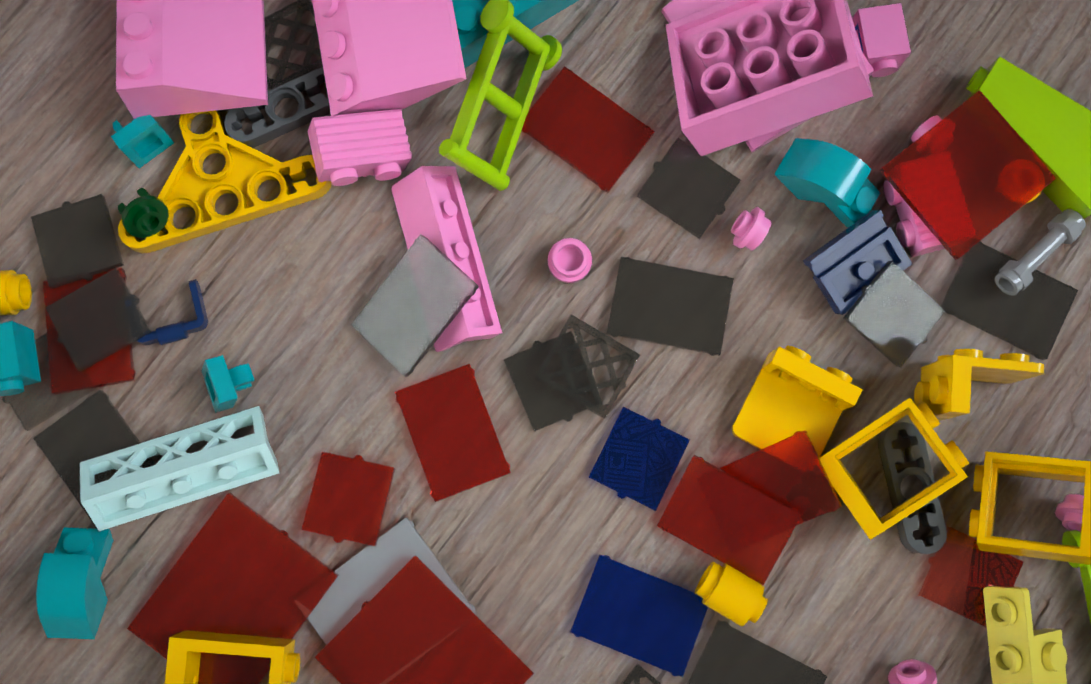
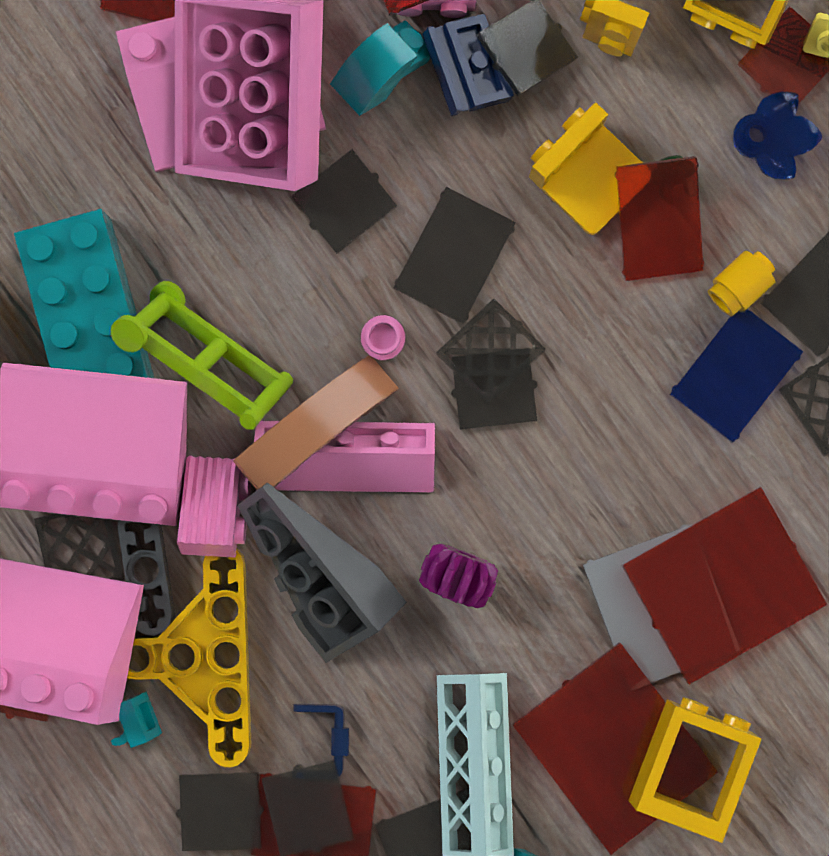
camera: 65 degrees left, 5 degrees up
(144, 215) = (222, 735): dark green plate -> none
(224, 383) = (406, 702): teal tile -> none
(315, 282) = (332, 585): none -> dark grey wedge
(348, 499) = (550, 614): clear red piece -> none
(357, 395) = (458, 576): none -> magenta gear
(414, 305) = (386, 498): clear smoke piece -> none
(452, 432) = (515, 498): clear red piece -> none
(466, 216) = (315, 423): none -> nougat slope
(586, 129) = (255, 282): clear red piece -> none
(639, 458) = (591, 329): clear blue piece -> none
(729, 519) = (674, 263): clear red piece -> none
(750, 229) = (405, 155): bright pink plate -> none
(854, 498) = (690, 141): yellow window -> none
(893, 592) = (782, 132): none -> clear blue plate
(918, 452) = (724, 98): dark grey beam -> none

